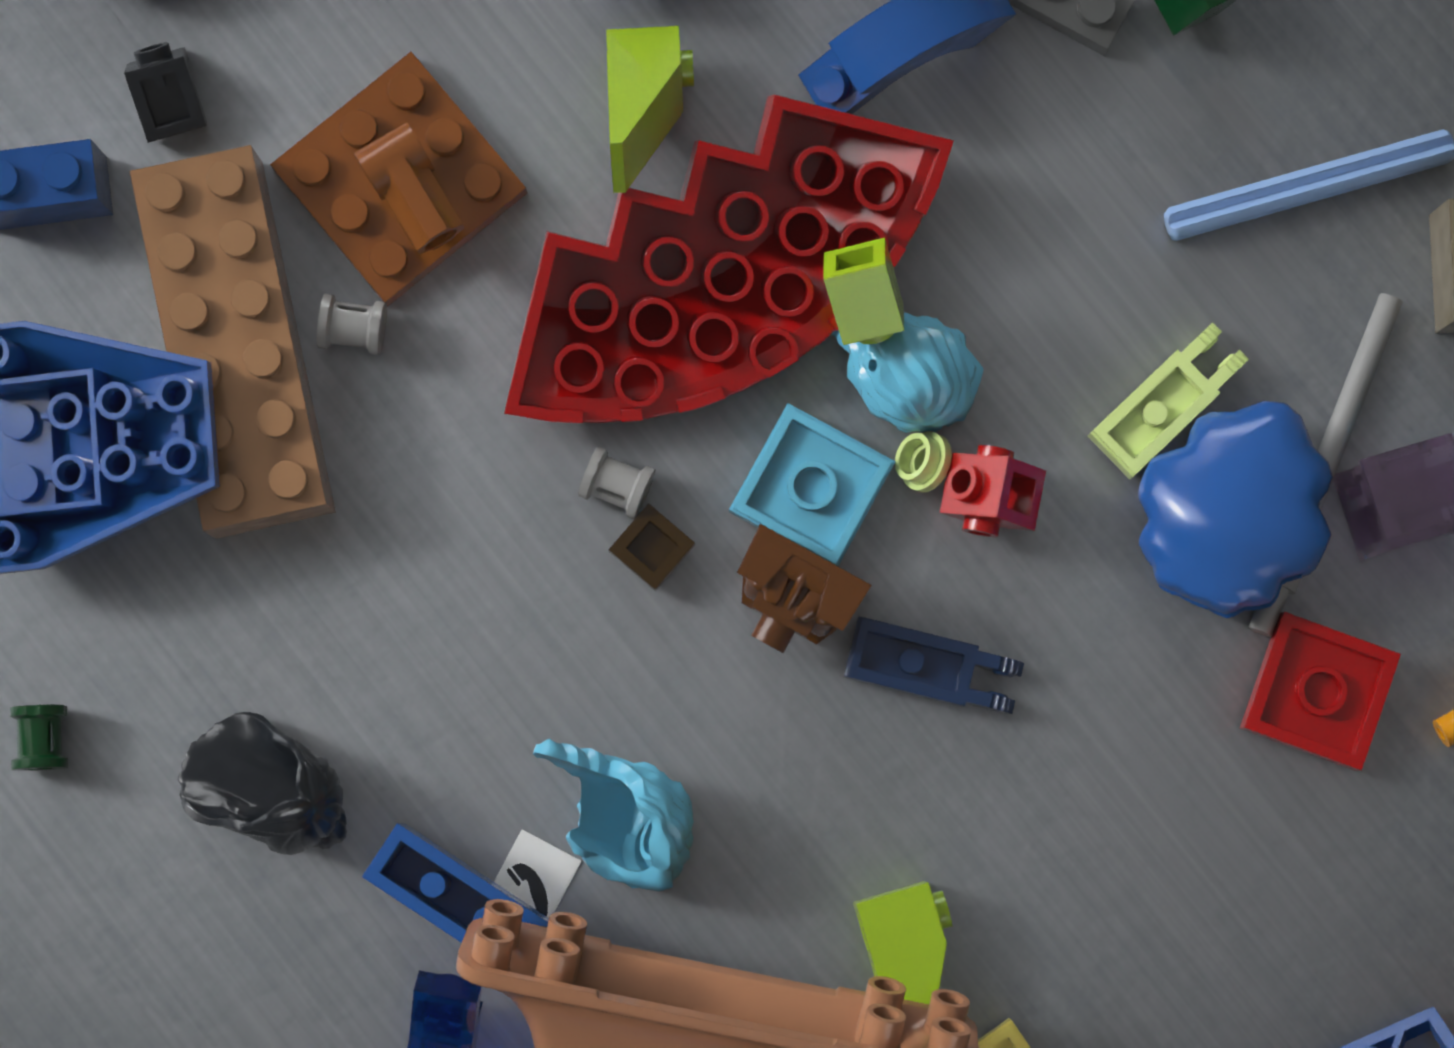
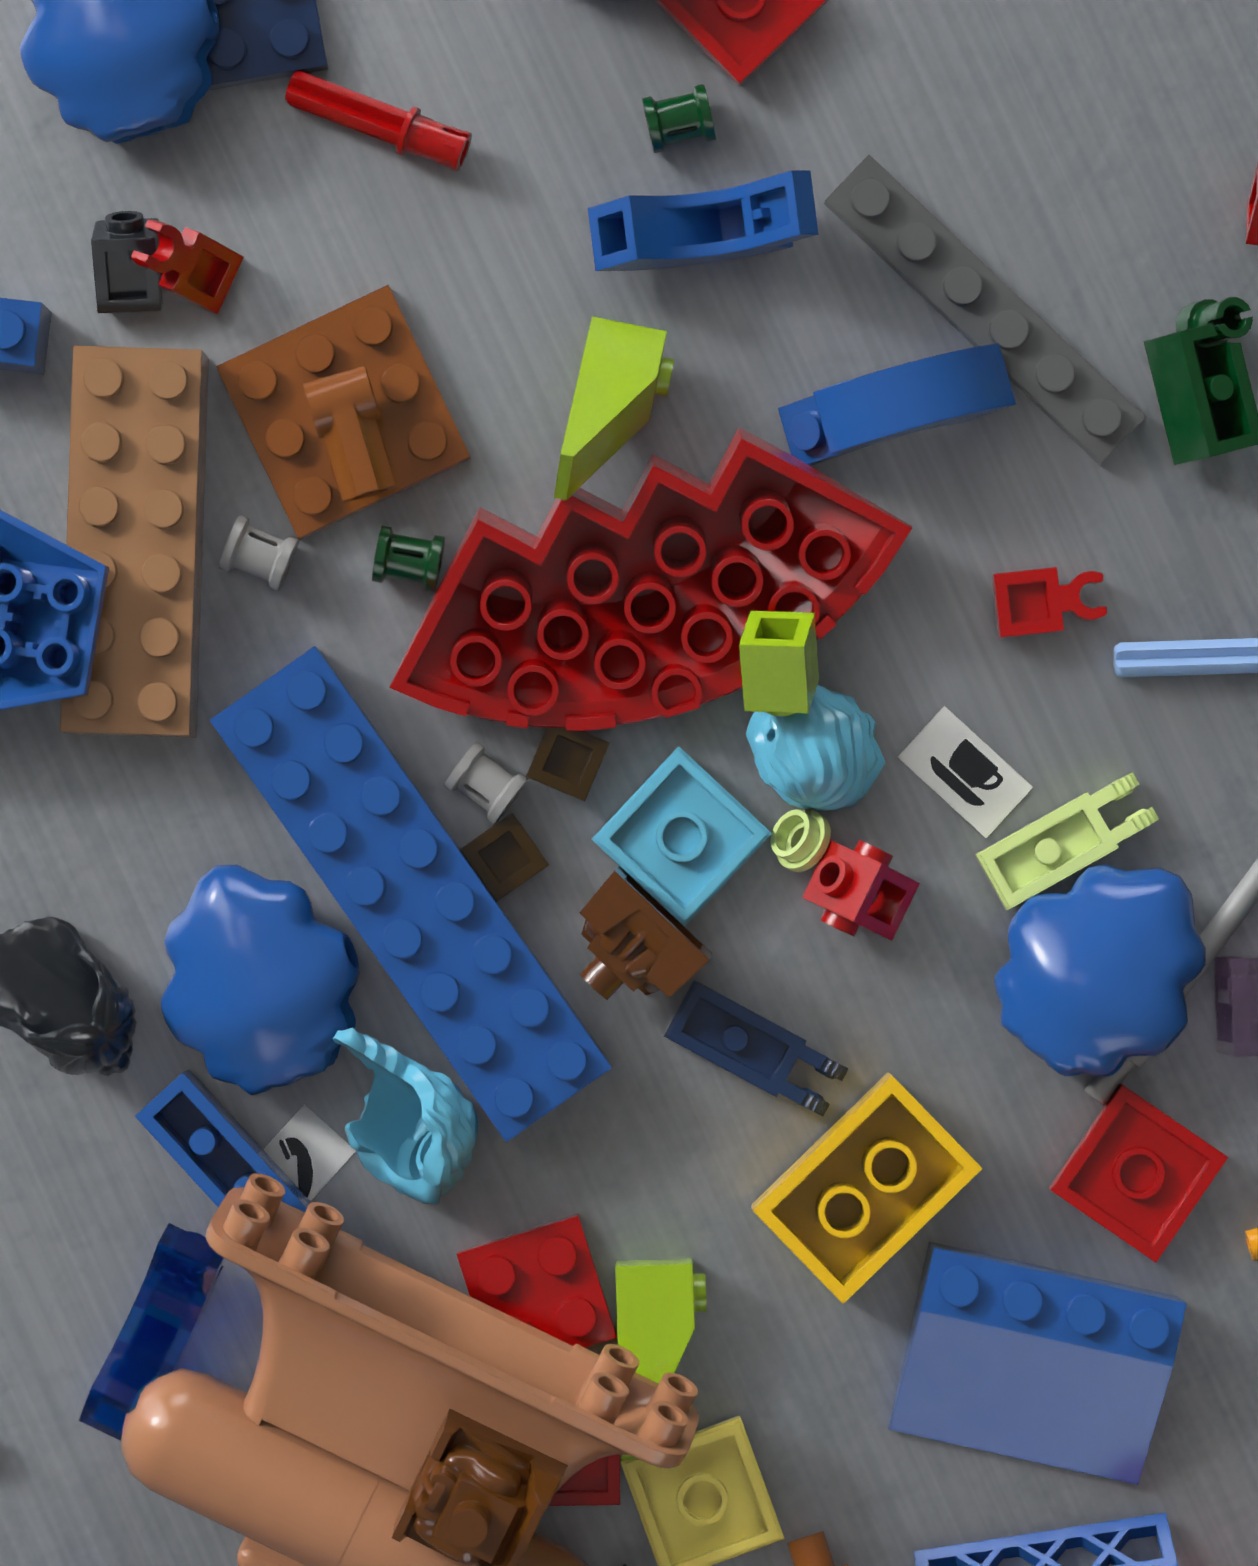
camera: 20 degrees right, 5 degrees up
(227, 75) = (191, 265): none -> red plate
(448, 720) = (257, 980): none -> blue piece
(492, 295) = (408, 559): none -> dark green bush
(573, 601) = (411, 893): none -> blue brick
(688, 443) = (568, 761): none -> dark brown plate
(790, 936) = (542, 1280): none -> red plate
(1057, 363) = (965, 772): none -> white sticker
(1073, 768) = (865, 1187): none -> yellow brick
(1083, 190) = (1034, 601): none -> red plate
(1275, 895) = (1036, 1363): none -> blue slope

